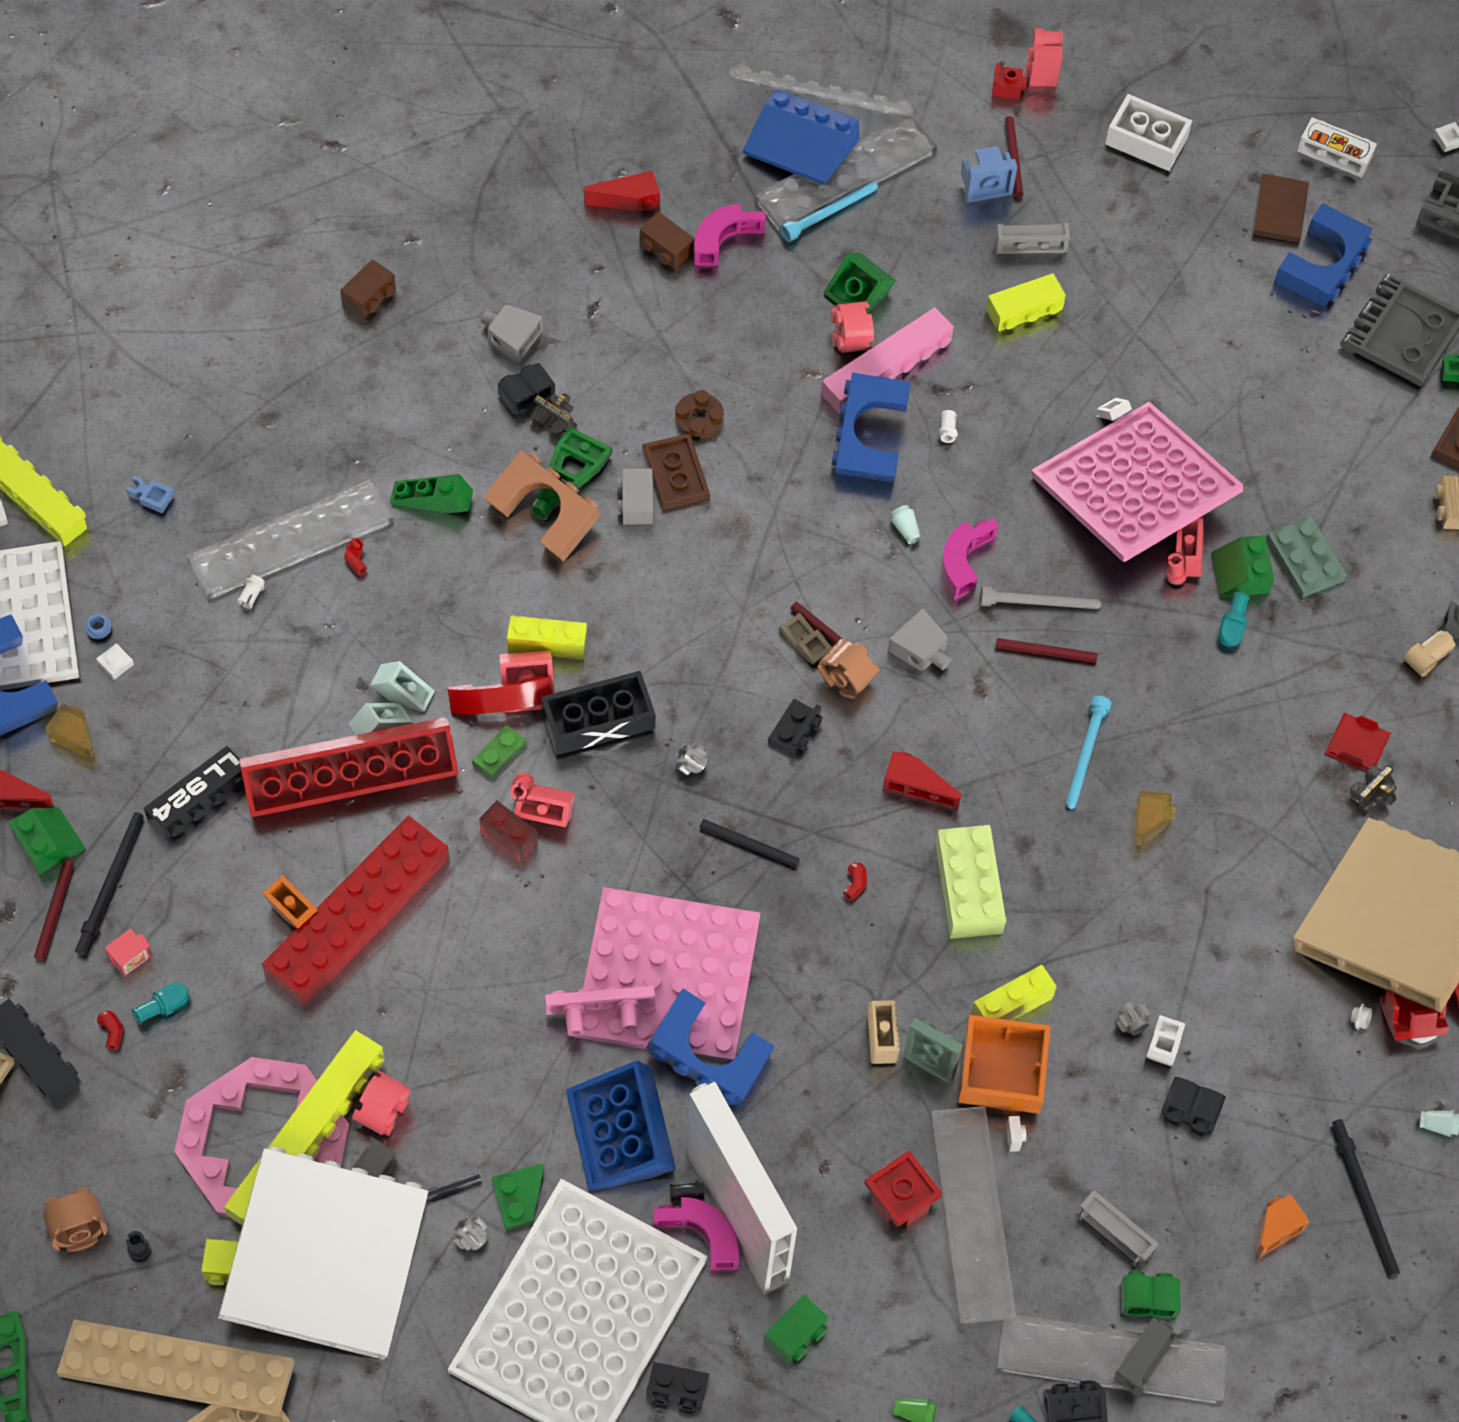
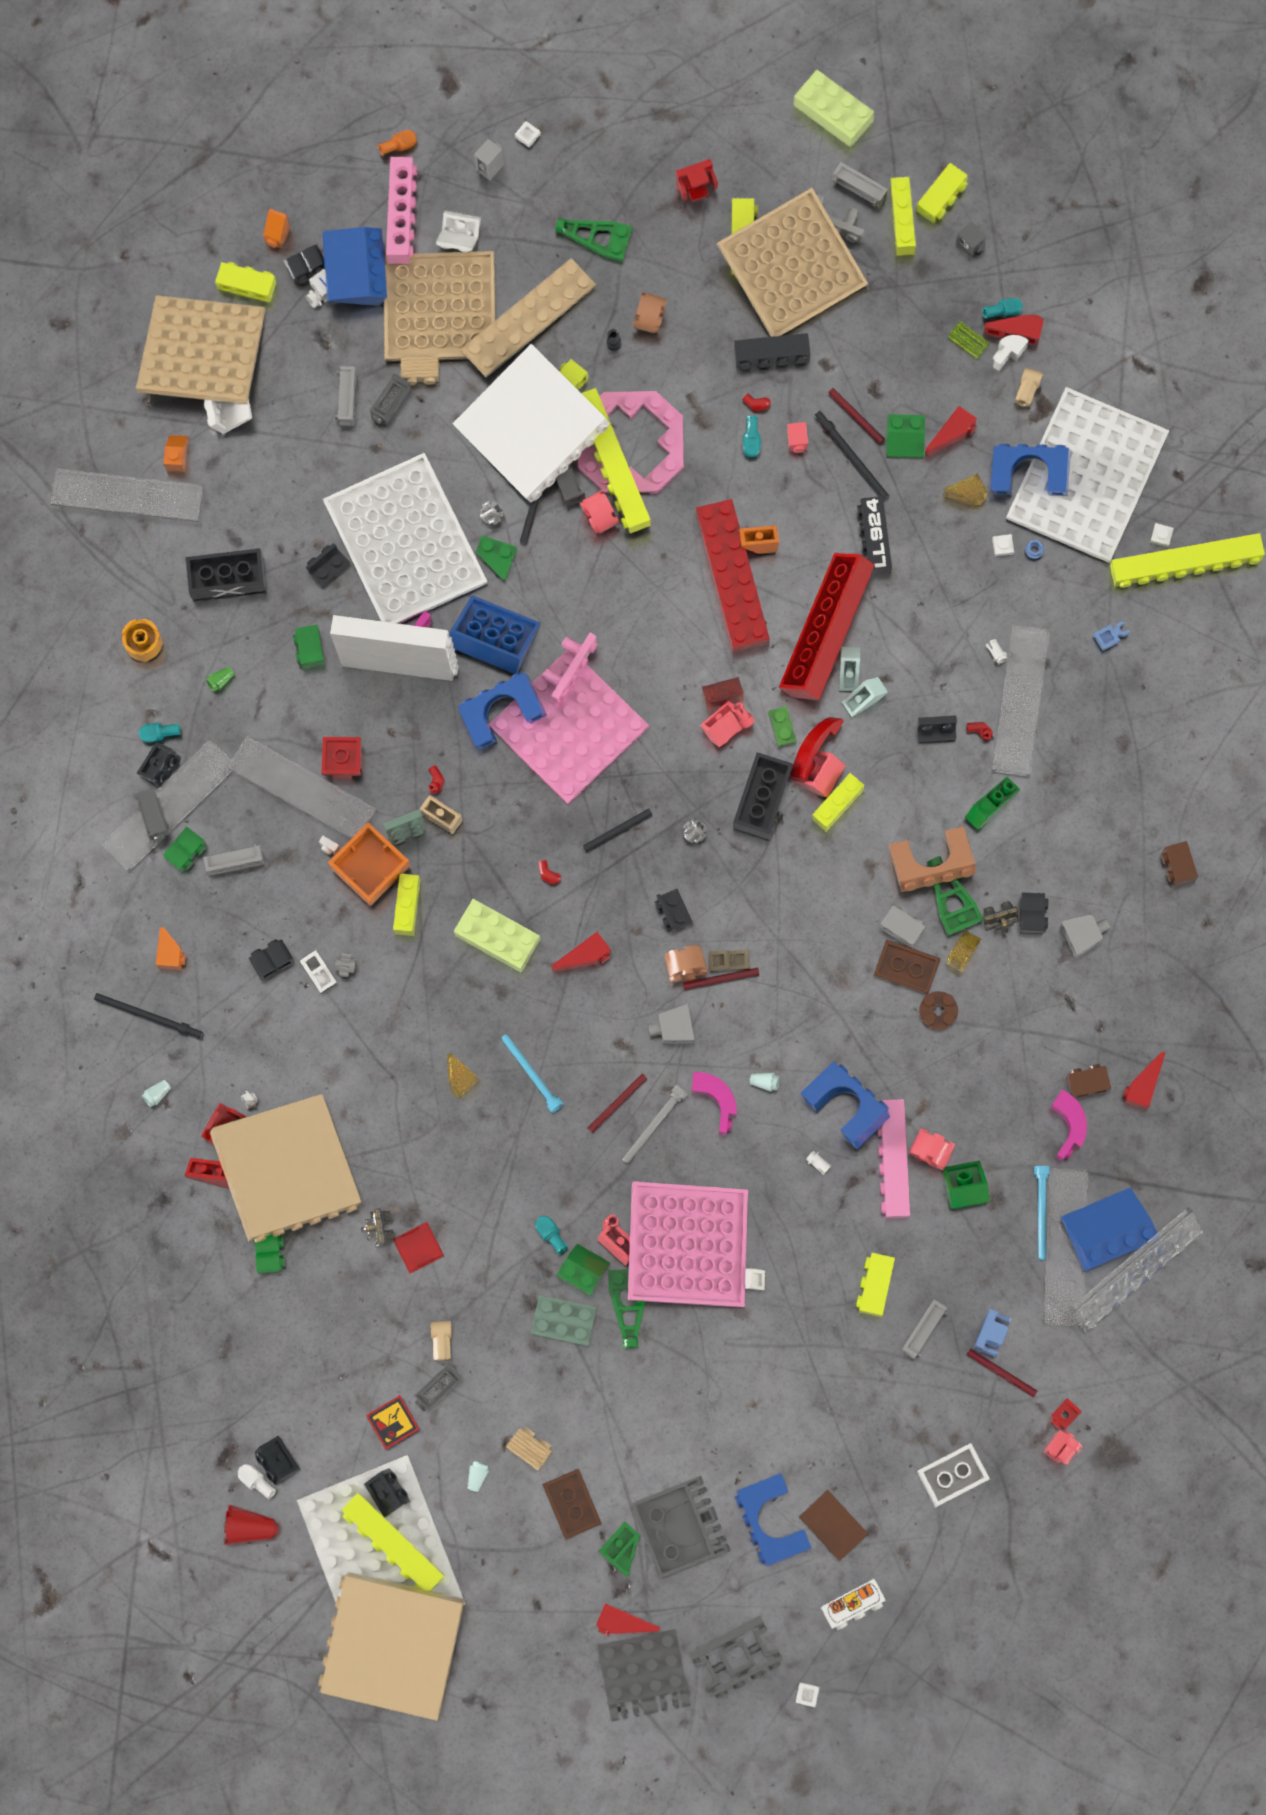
camera: 135 degrees right, 15 degrees up
(386, 593) = (936, 728): none -> black bracket
(618, 425) = (963, 951): none -> clear yellow slope
(842, 1072) = (437, 781): none -> red arm
(1220, 530) = (618, 1281): none -> green plate

